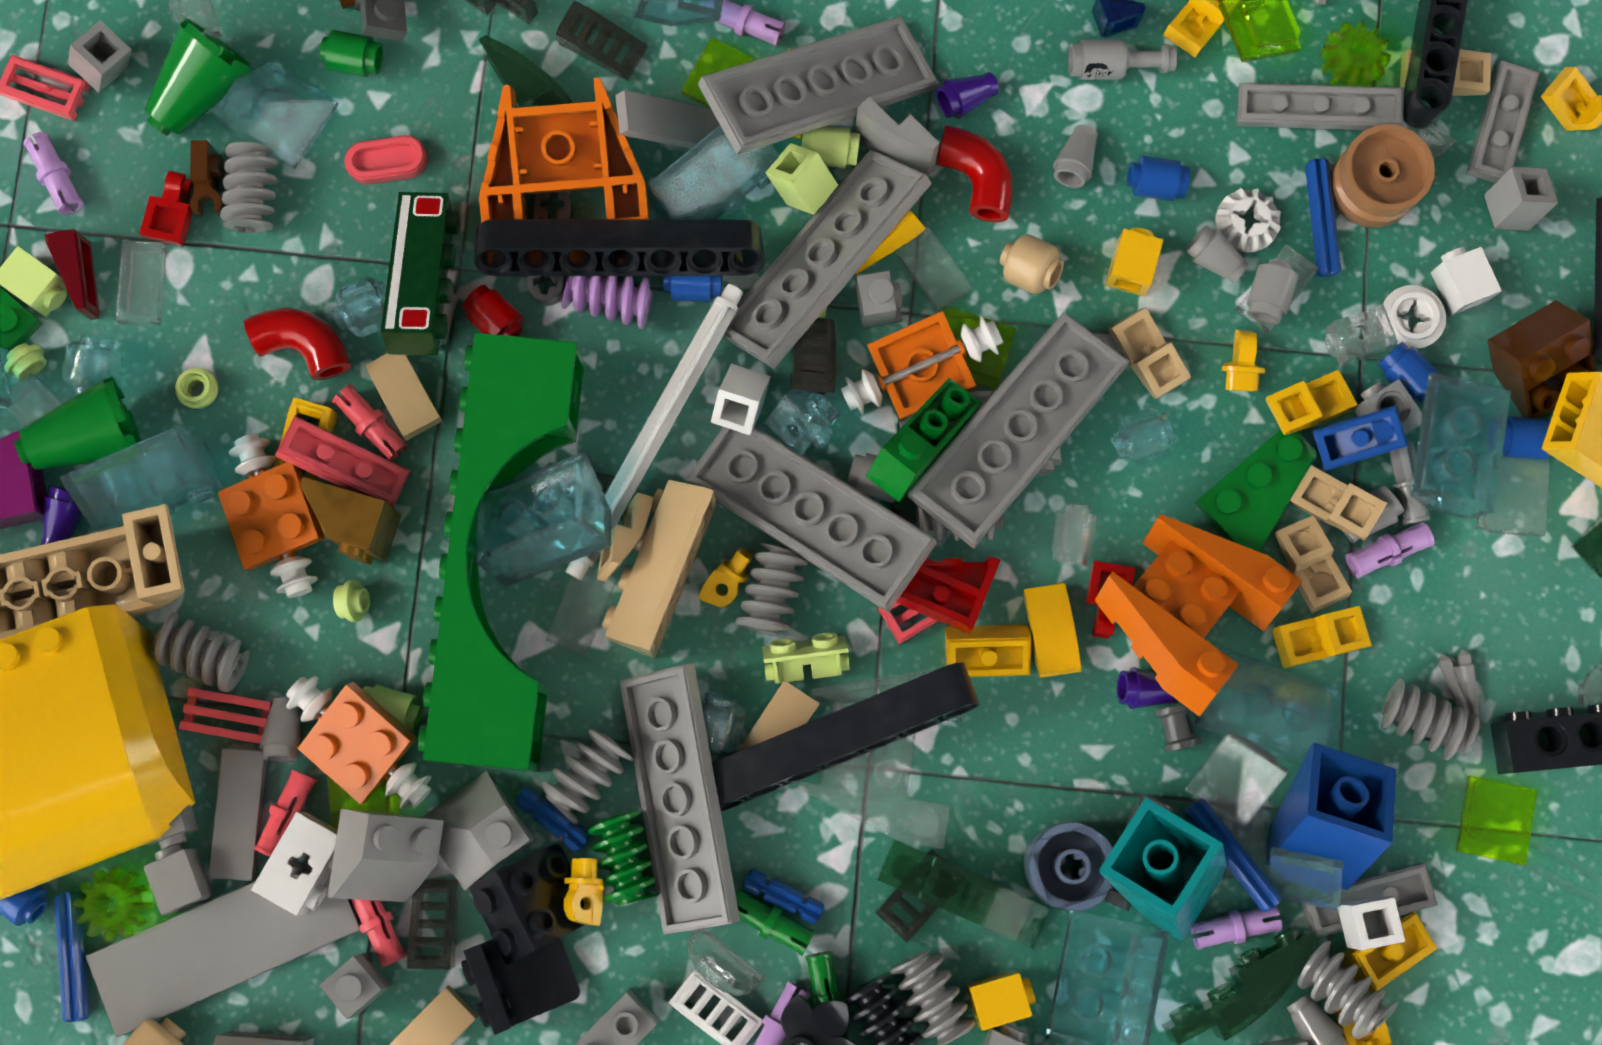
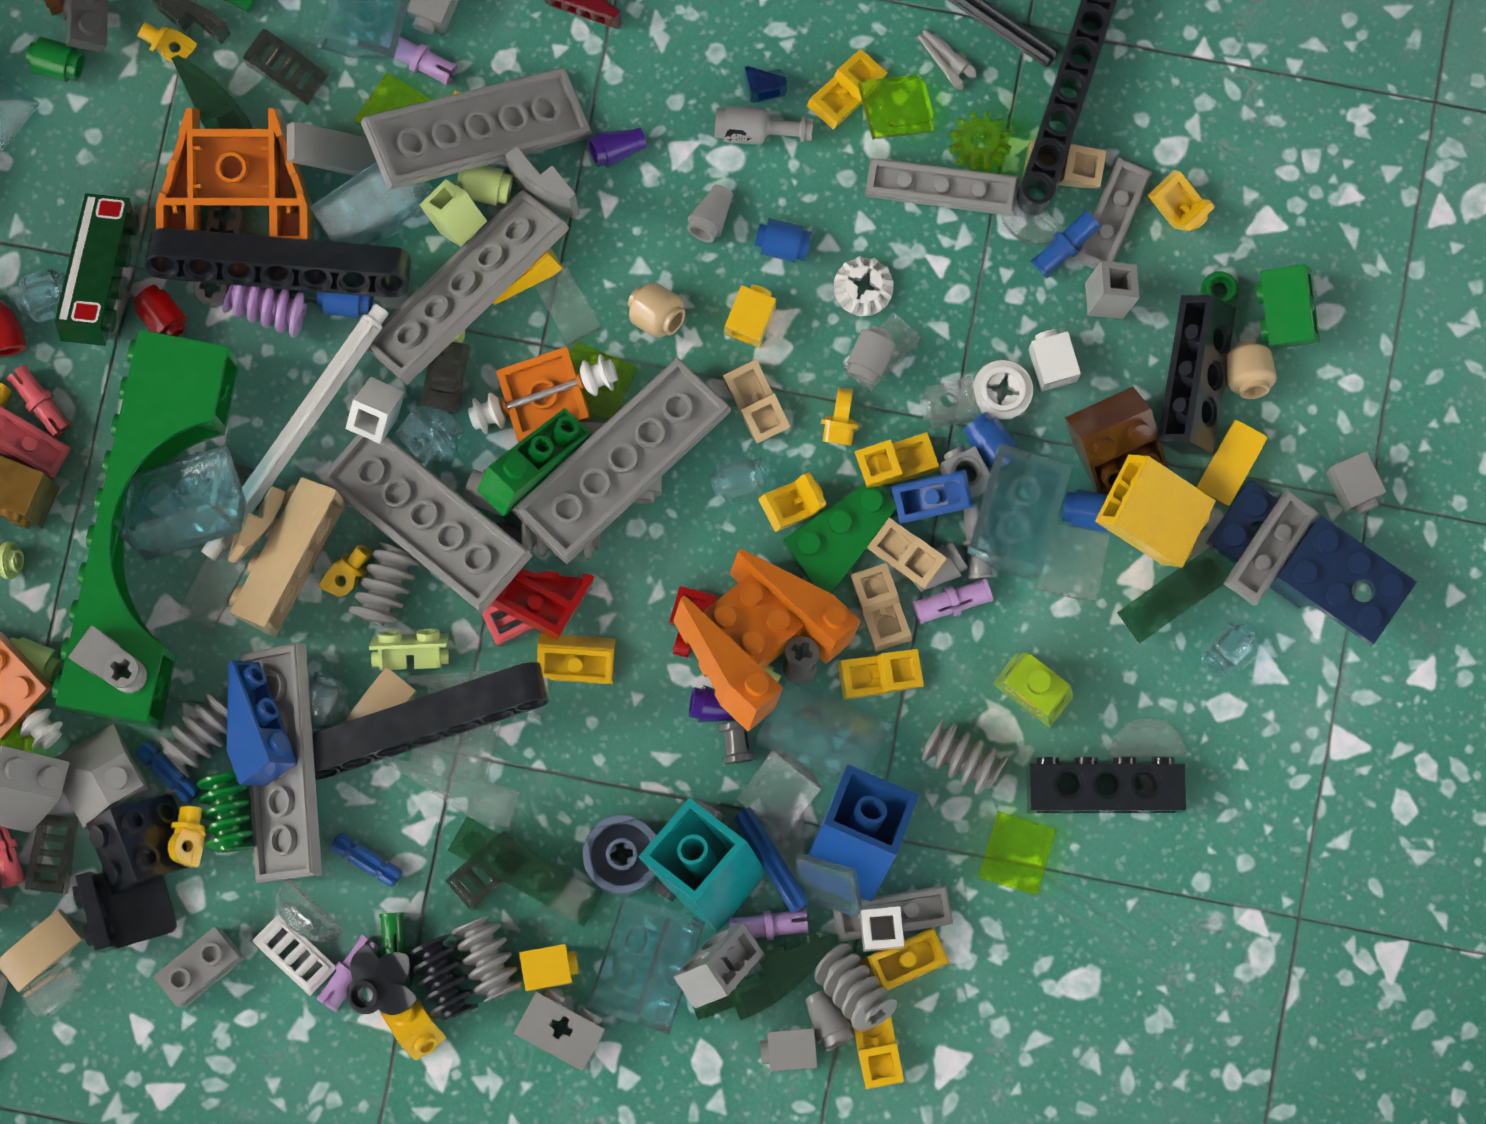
camera: 10 degrees right, 0 degrees up
(386, 160) = (77, 160): coral tile -> none
(403, 394) = (72, 378): tan slope -> none
(465, 21) = (163, 38): none -> yellow piece
(475, 703) = (105, 659): none -> light grey piece
(648, 767) = (254, 728): none -> blue slope
(773, 923) = (353, 881): green pin -> none
(878, 299) = (512, 330): light grey brick -> none
(985, 169) = (624, 217): red cylinder -> none
(1052, 630) = (635, 645): yellow slope -> none
(1073, 535) = (664, 561): clear brick -> none
(1195, 982) = (719, 965): none -> light grey brick
(1206, 458) = (793, 502): none -> yellow bracket
(1216, 254) = (828, 316): light grey cone -> none
(1237, 630) = (800, 660): none -> dark grey bush
(1323, 217) = (932, 290): blue axle -> none
(1382, 175) = (995, 238): medium nougat wheel -> none
(1461, 681) = (1003, 729): light grey piece -> none
(1463, 153) = (1066, 243): none -> blue pin
(1496, 638) = (1034, 687): none -> lime torso

